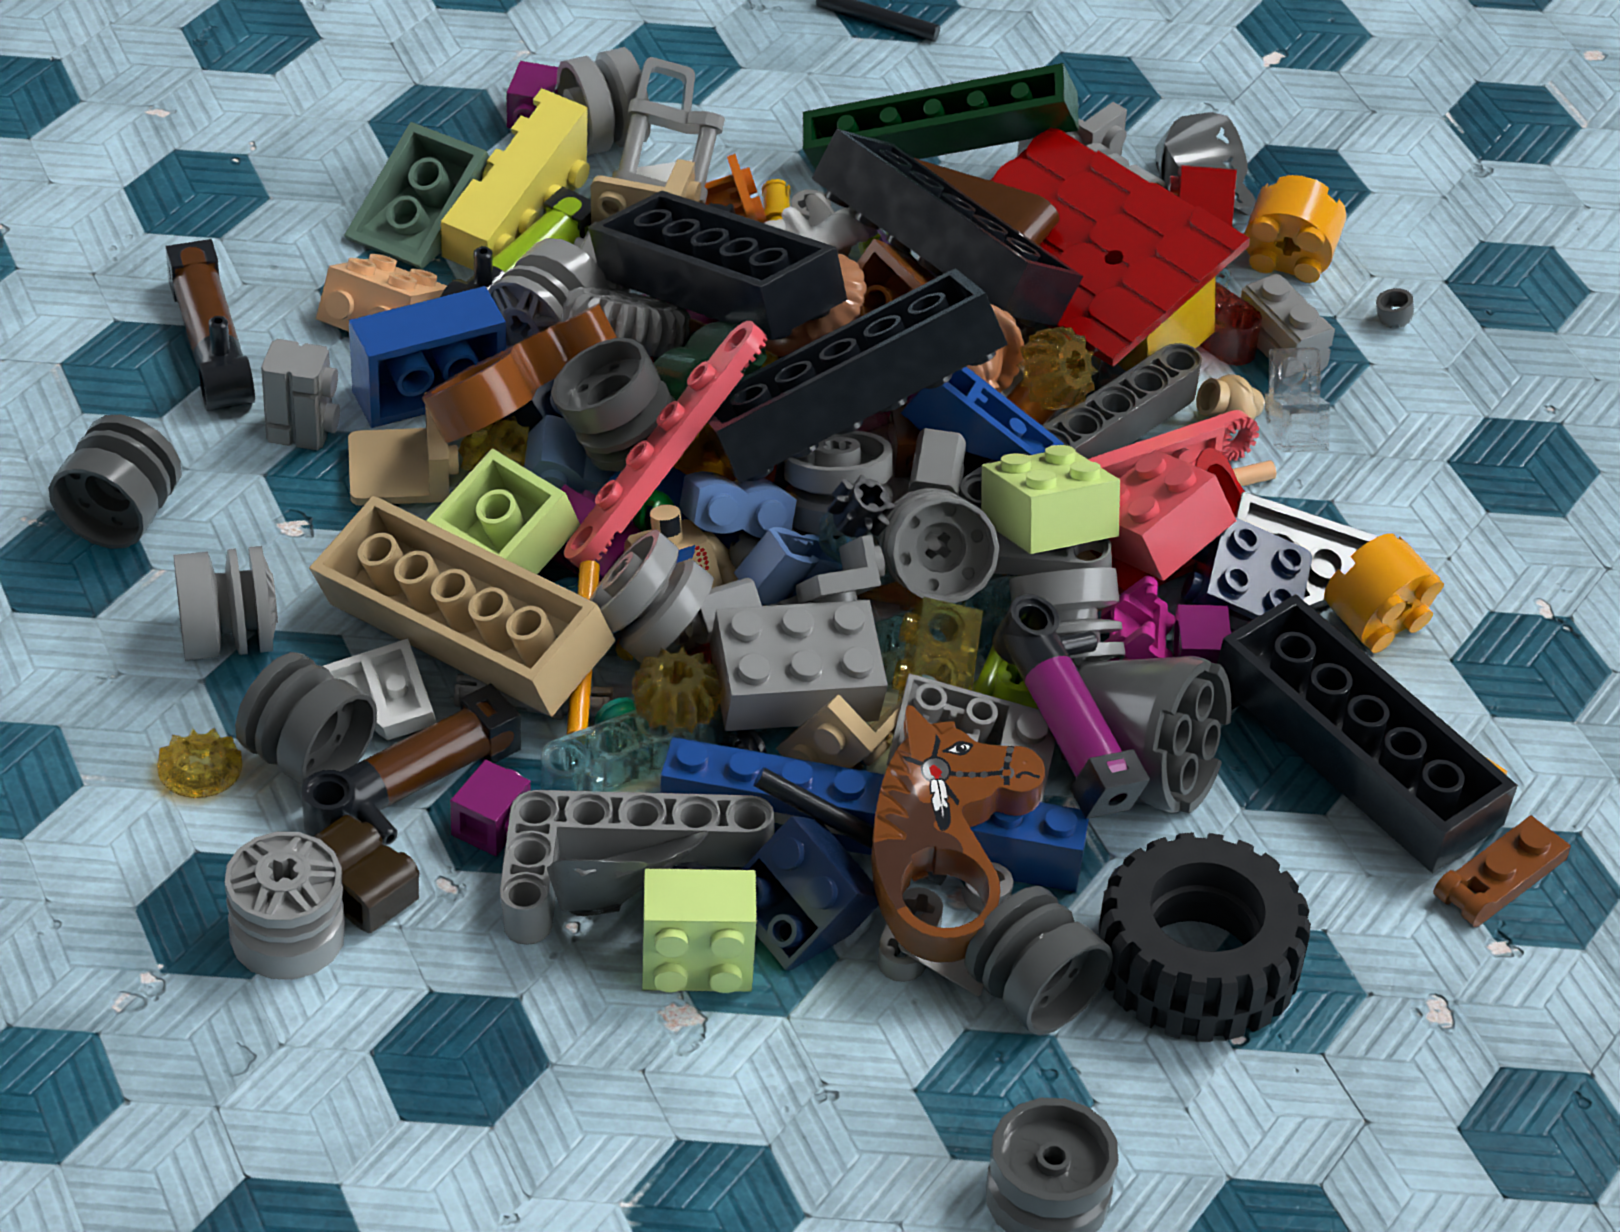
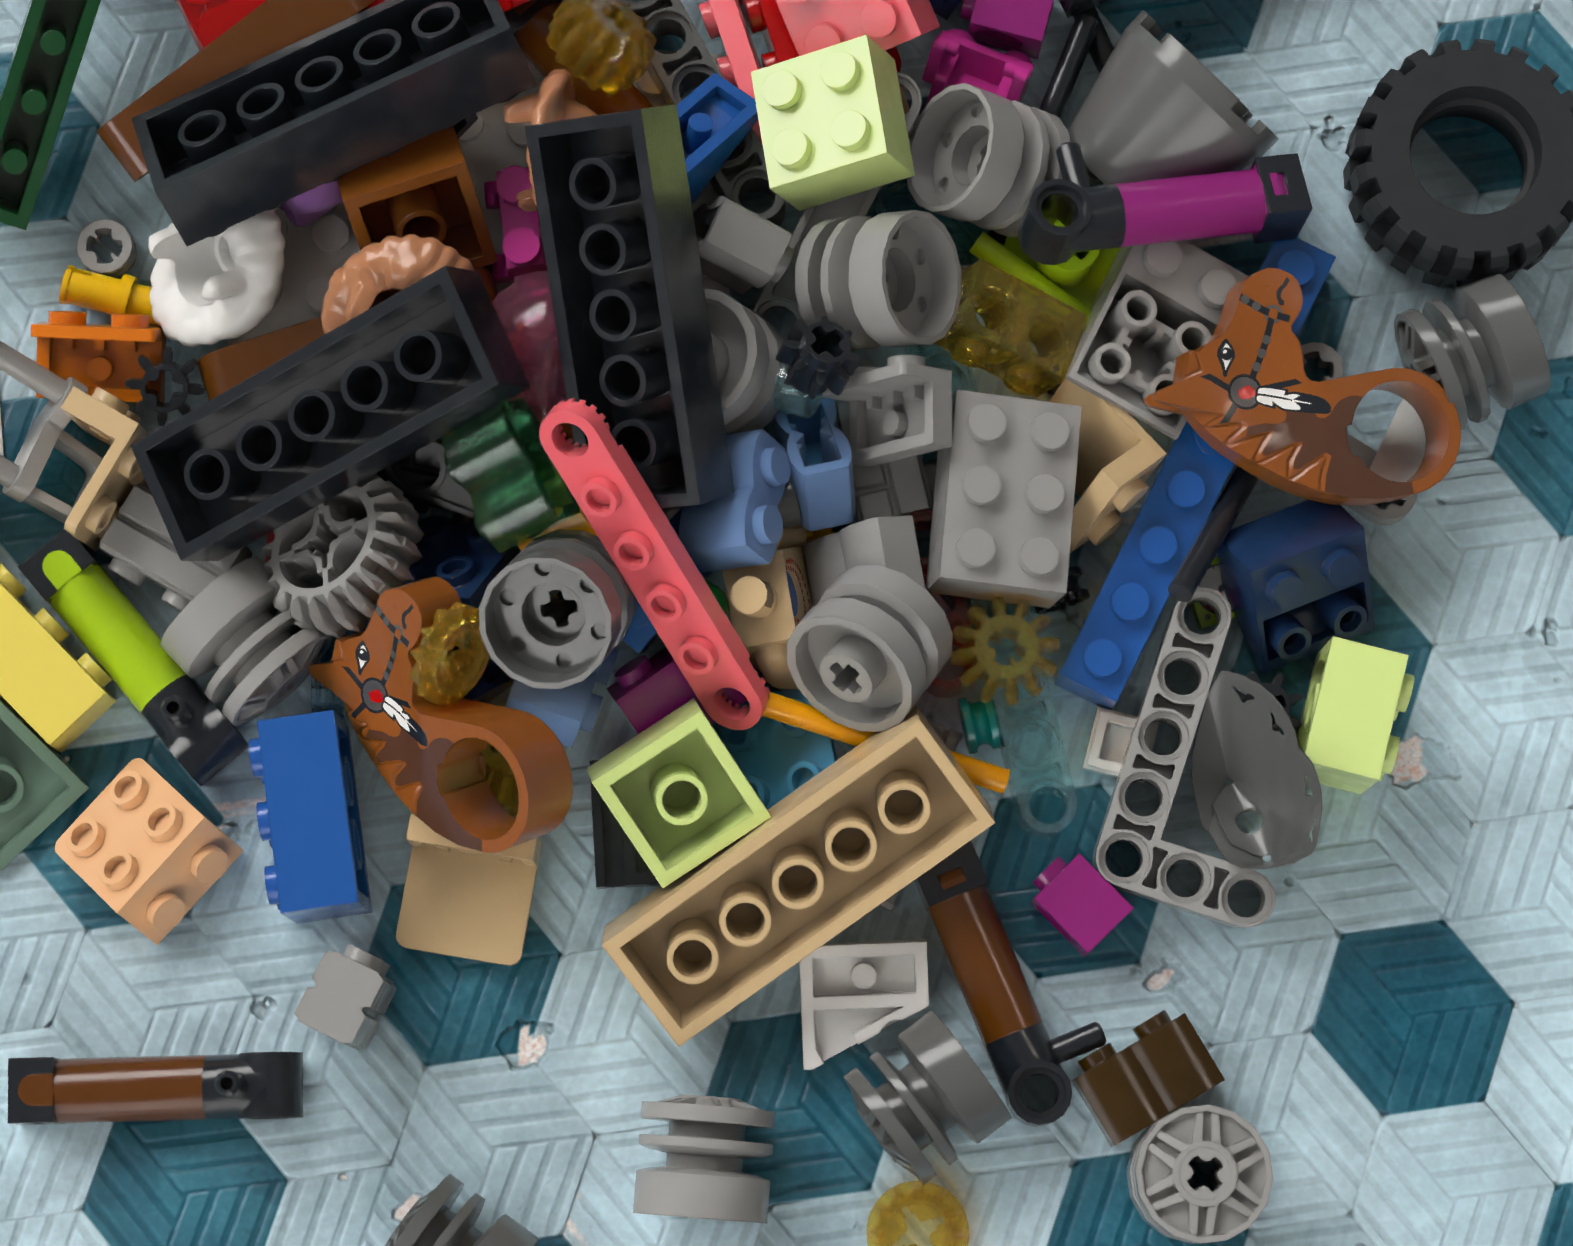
camera: 70 degrees left, 35 degrees up
(543, 336) = (445, 676): none -> clear yellow gear

